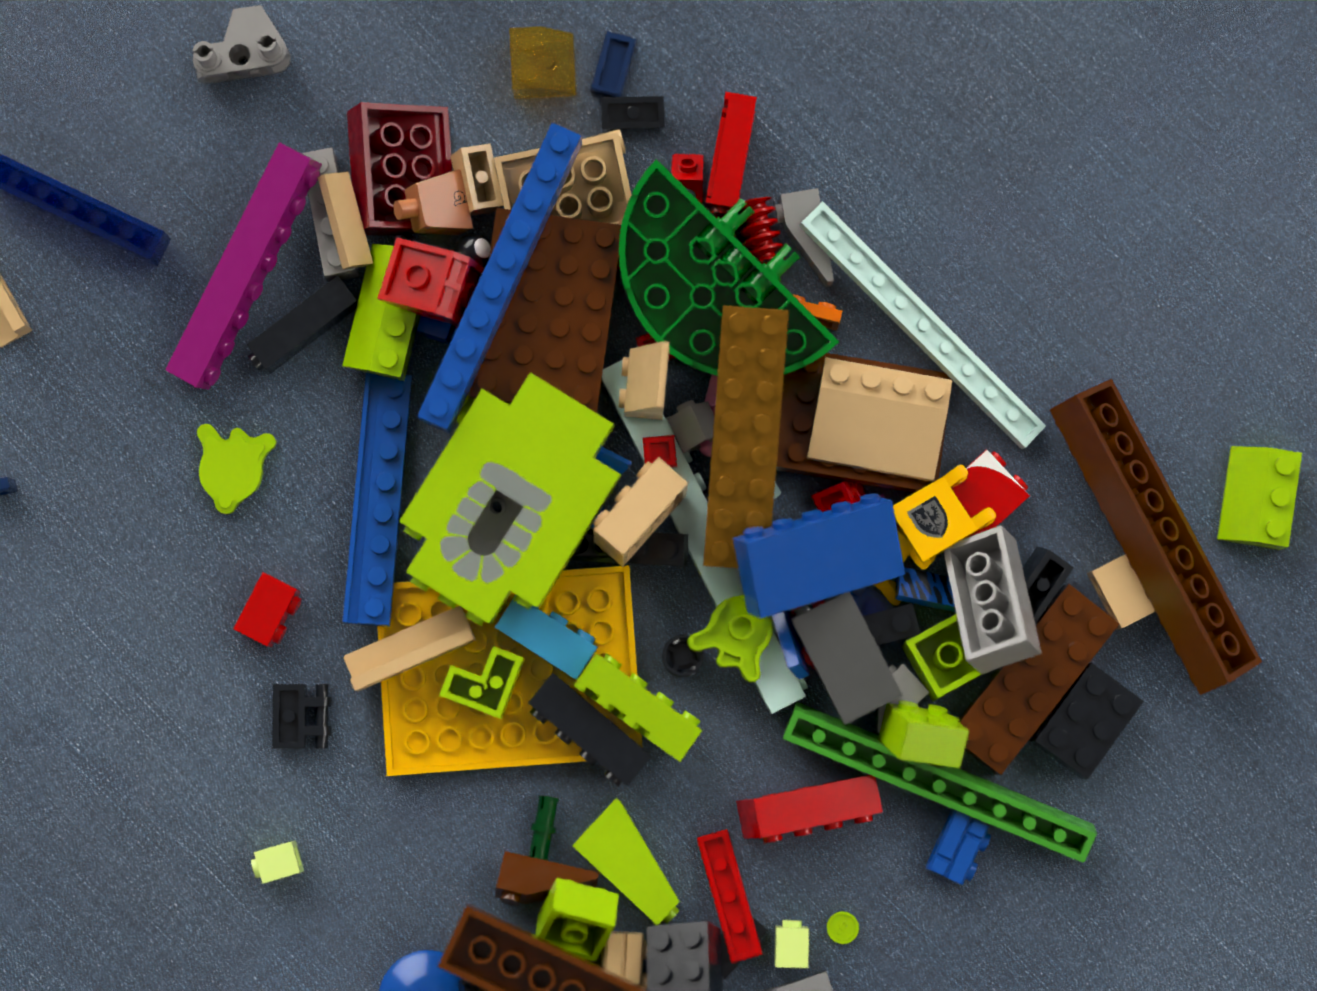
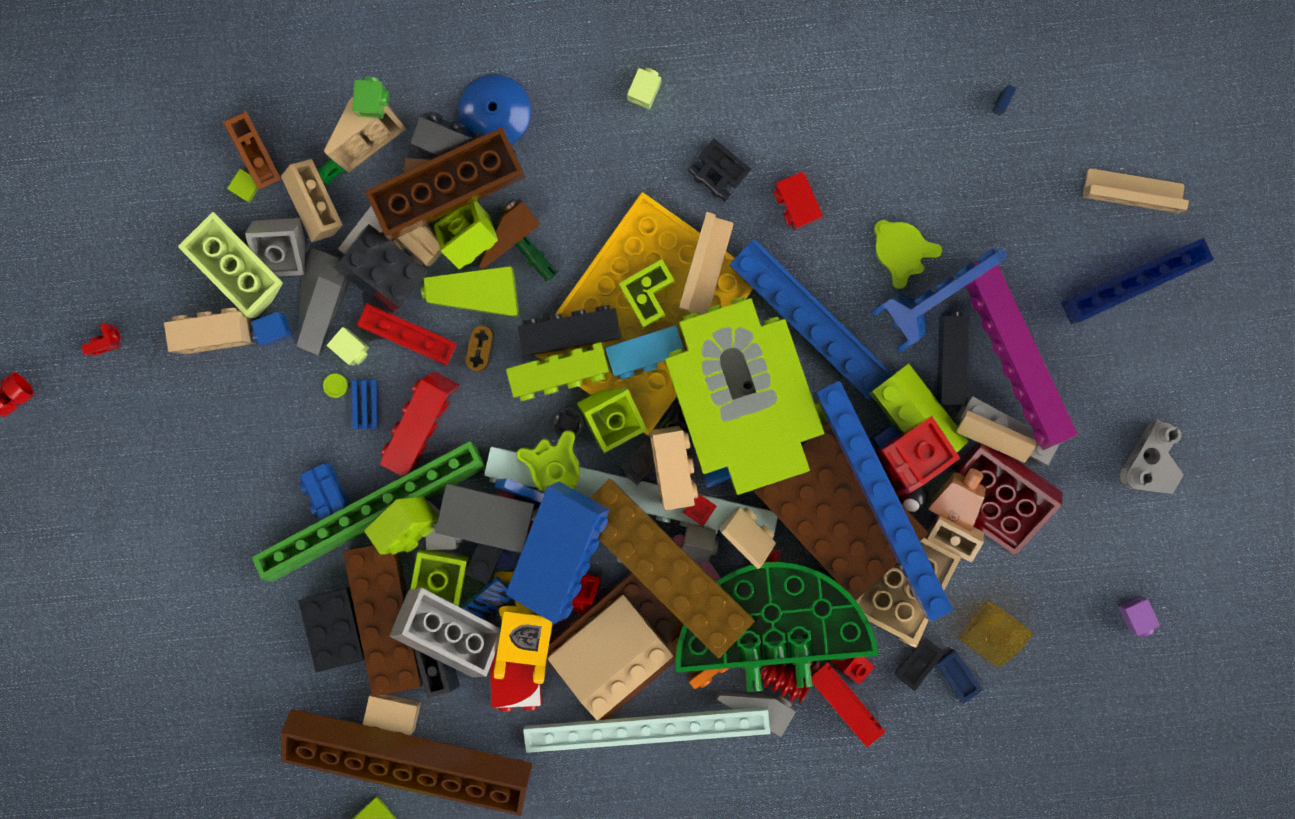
camera: 135 degrees right, 5 degrees up
(291, 404) = (910, 314): none -> blue hinge
(641, 615) = (612, 417): none -> lime slope
(688, 816) = (474, 347): none -> pearl gold beam
(857, 862) = (355, 404): none -> blue tile

